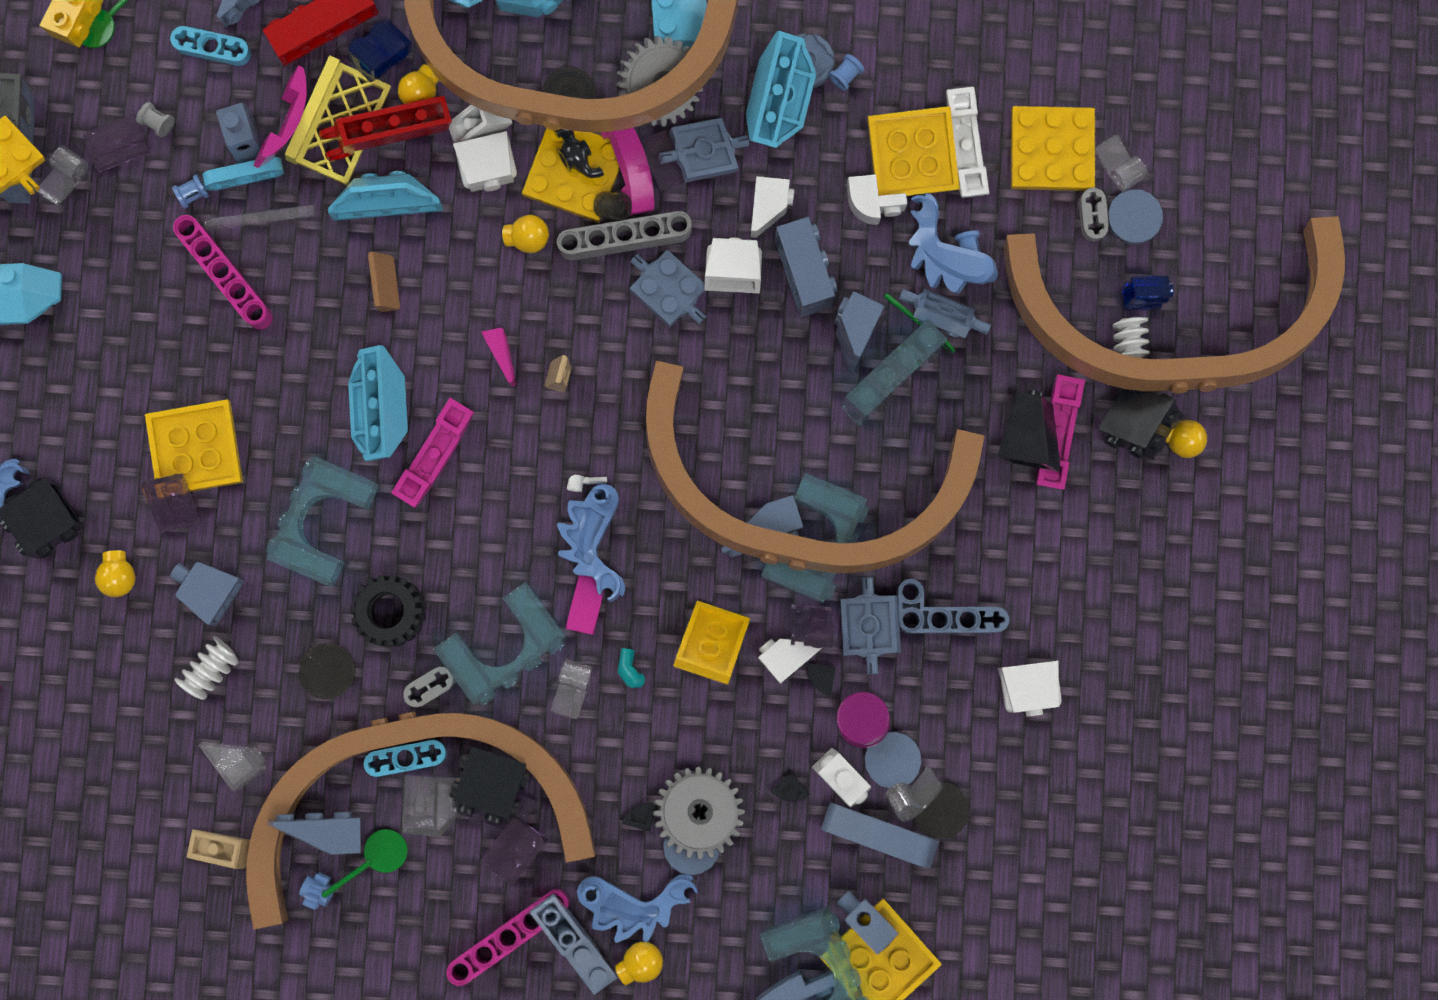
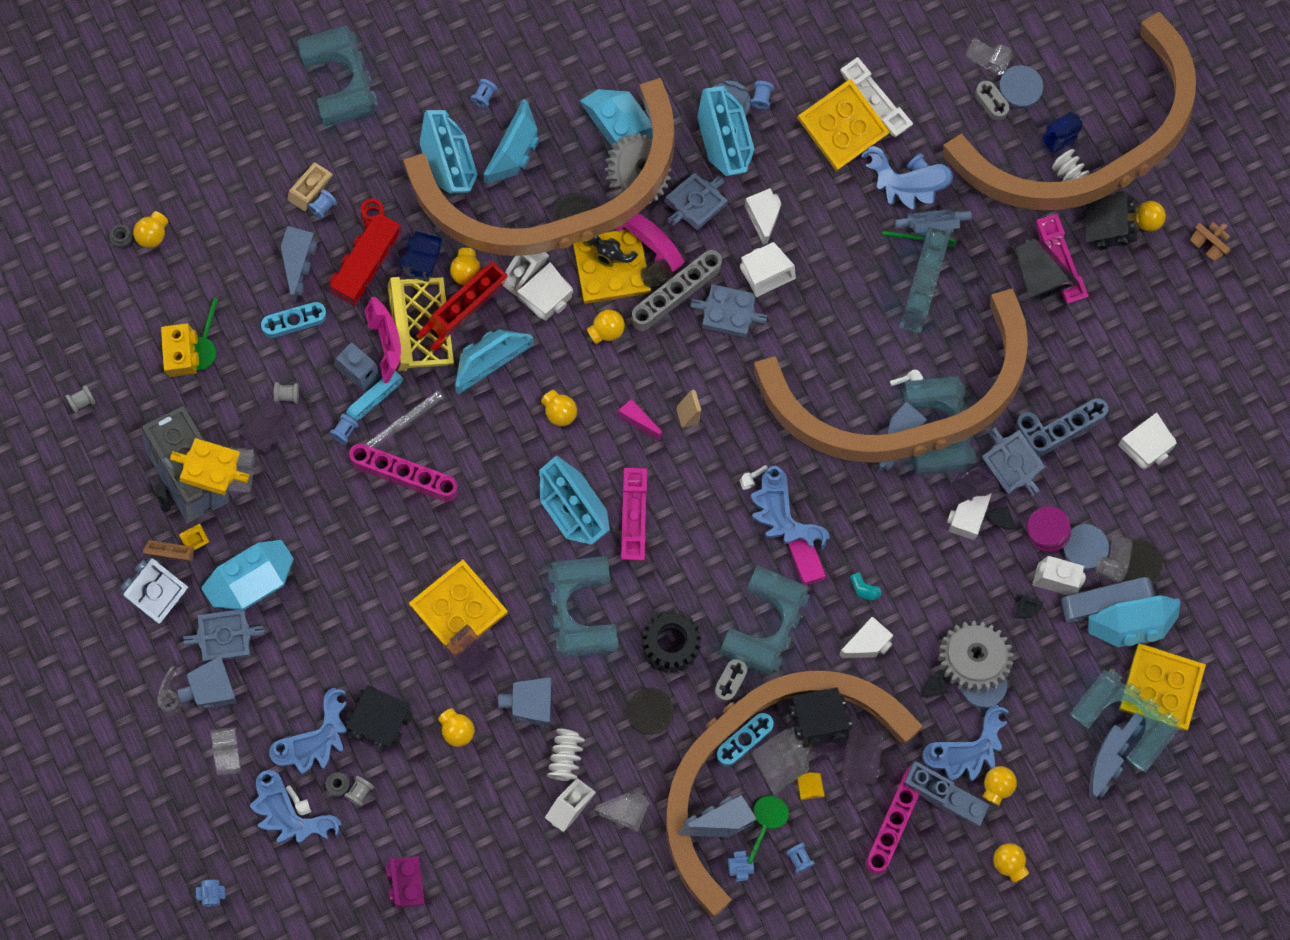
camera: 35 degrees left, 10 degrees down
(182, 722) = (569, 805): none -> white slope
(218, 849) = (649, 880): tan slope -> none
(384, 281) = (523, 417): medium nougat slope -> none
(384, 918) = (799, 849): none -> medium blue bush
(425, 295) = (559, 408): none -> yellow piece
(444, 848) = (810, 786): none -> yellow slope
(571, 689) = (832, 624): clear panel -> none
(596, 730) = (868, 641): none -> white slope
(711, 642) = (913, 532): yellow plate -> none
(805, 266) = (818, 241): sand blue brick -> none
(822, 470) = (912, 376): none -> white hand
(855, 325) = (881, 262): sand blue slope -> none
(866, 203) = (830, 175): white brick -> none
(878, 932) = (1149, 660): sand blue torso -> none
(893, 877) = (1135, 621): none -> medium azure wedge
(1052, 148) = (936, 70): yellow plate -> none
(1234, 491) = (1203, 234): none -> medium nougat hips

